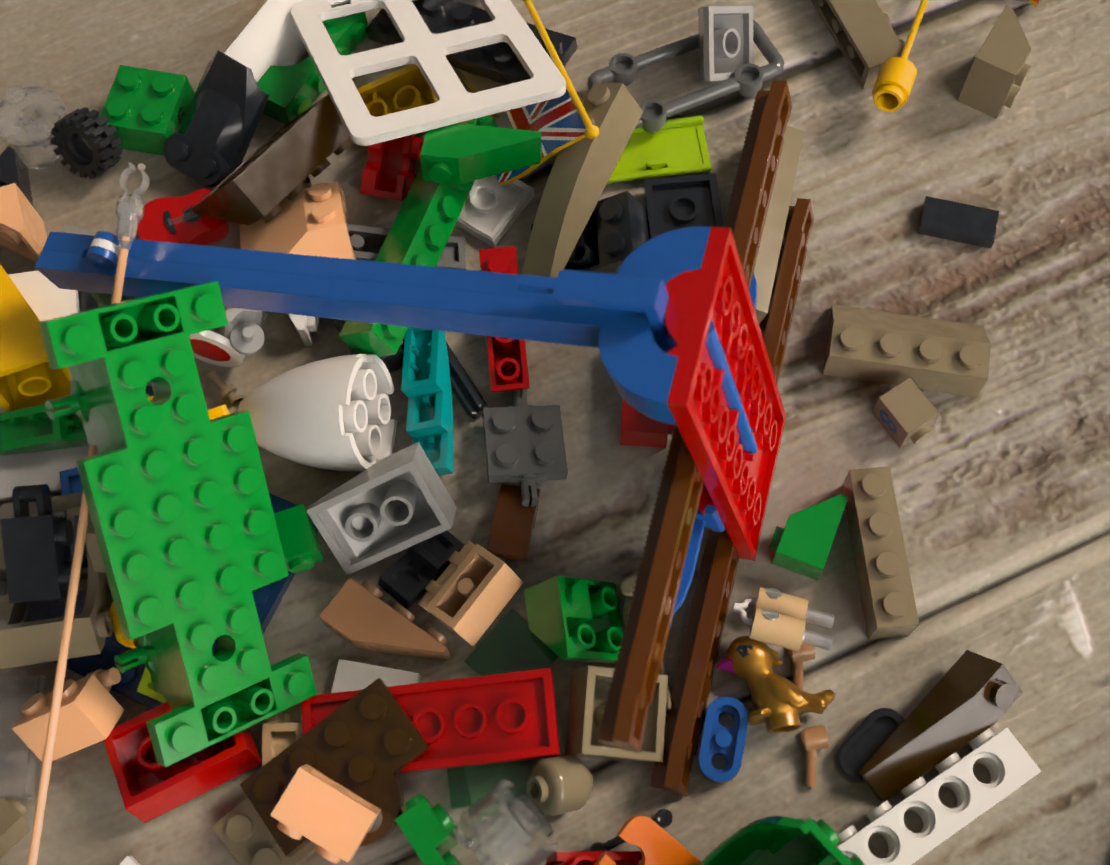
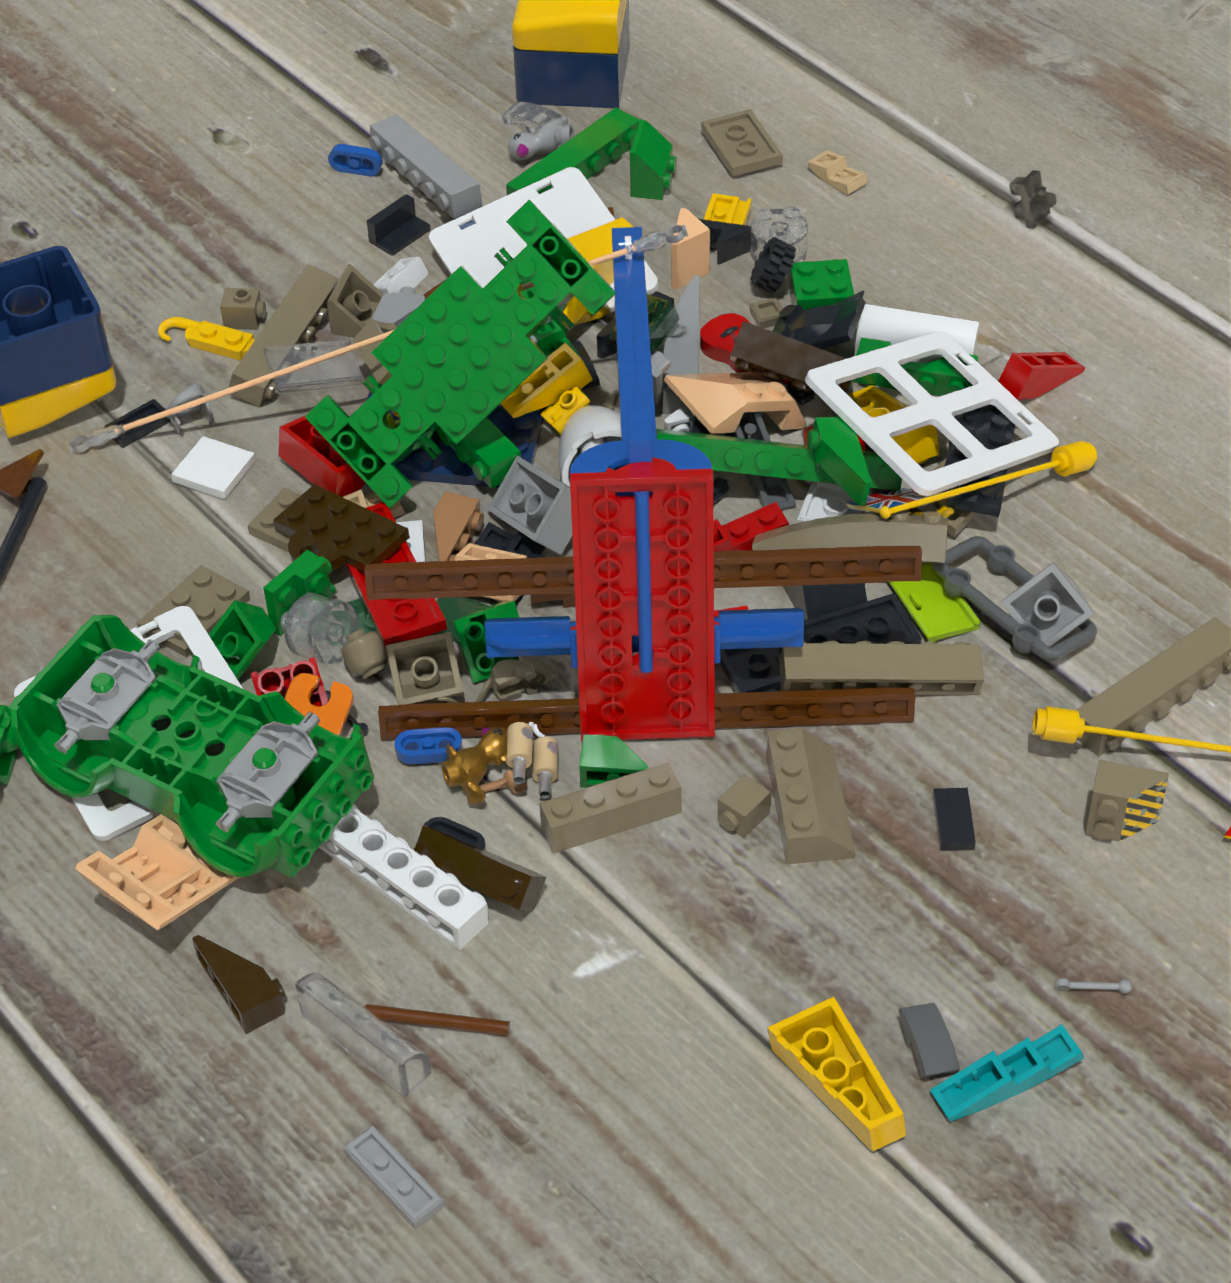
camera: 70 degrees right, 20 degrees down
(84, 715) = (337, 382): light nougat brick -> none
(156, 172) = (766, 312): none -> dark tan tile
(324, 814) = (302, 518): light nougat brick -> none
(811, 740) = (444, 800): medium nougat hand -> none

